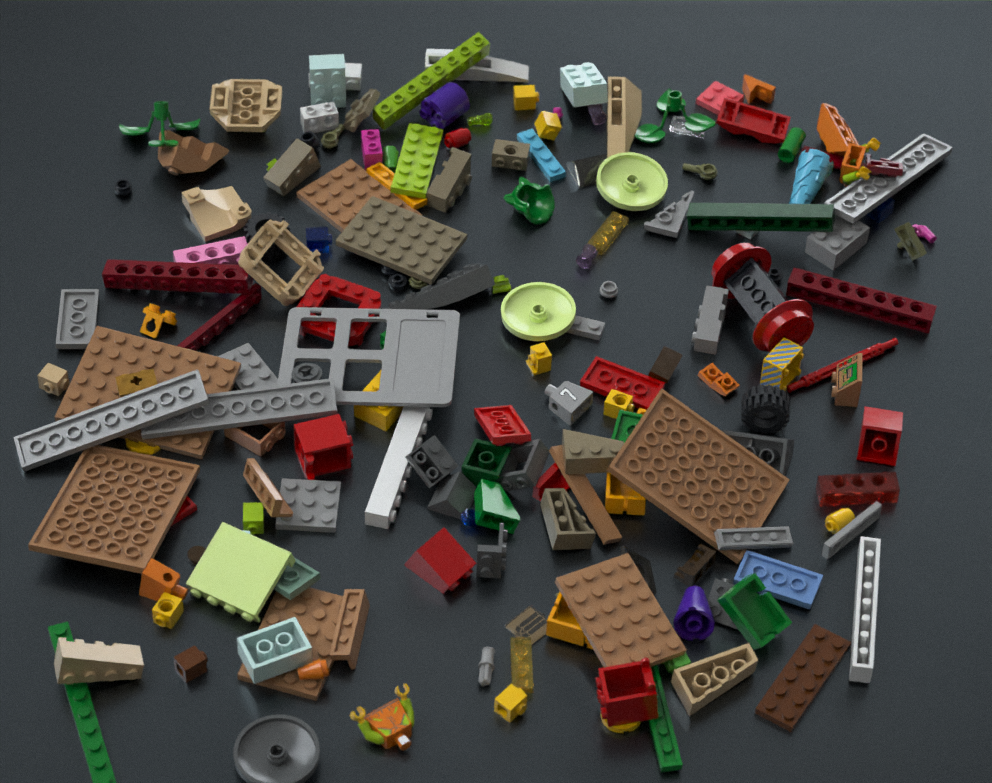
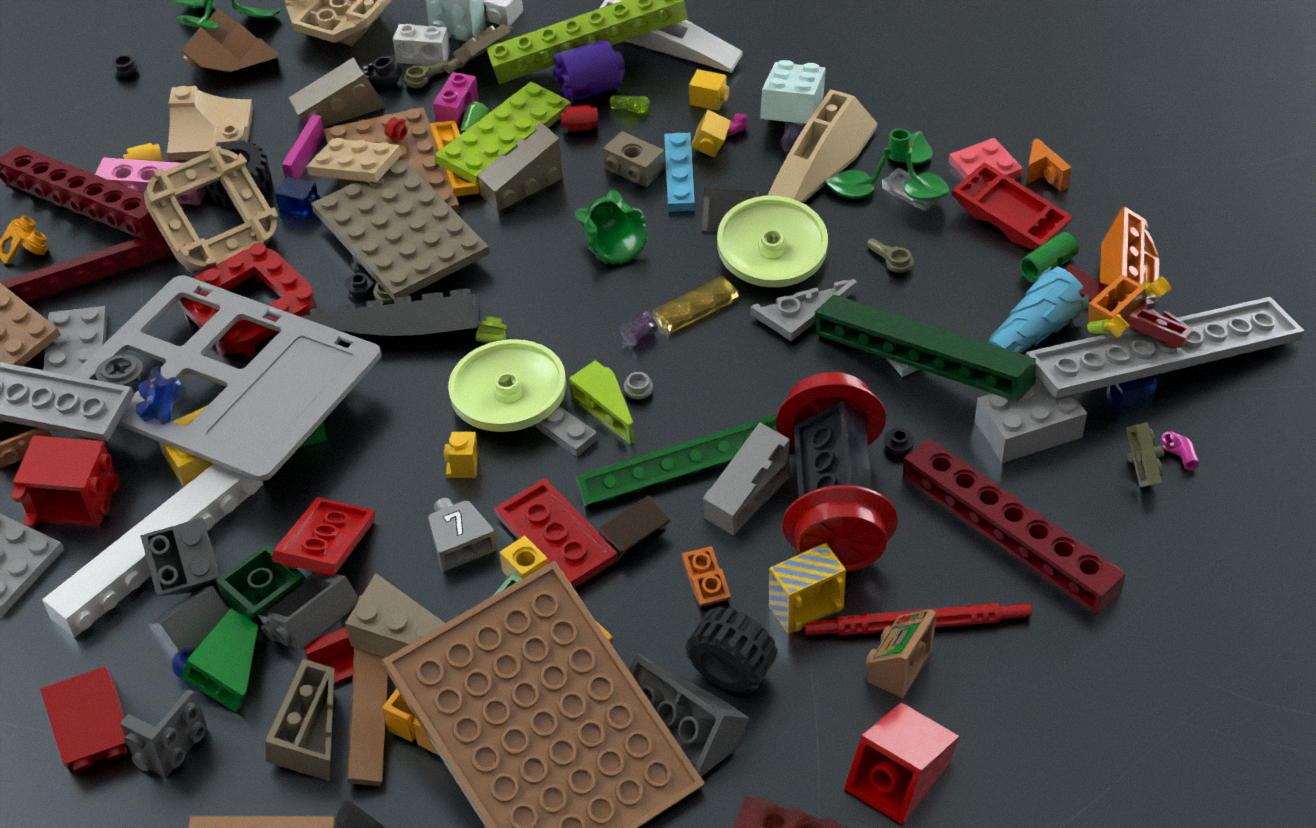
camera: 30 degrees right, 0 degrees up
(194, 240) = (144, 152): none -> yellow brick
(295, 207) = (304, 148): none -> dark pink tile
(343, 205) = (354, 160): none -> tan plate
(352, 178) = (396, 129): none -> red plate
(359, 372) = (159, 396): none -> clear blue hips
(597, 302) = (600, 395): none -> lime slope
(663, 322) = (666, 463): none -> green plate

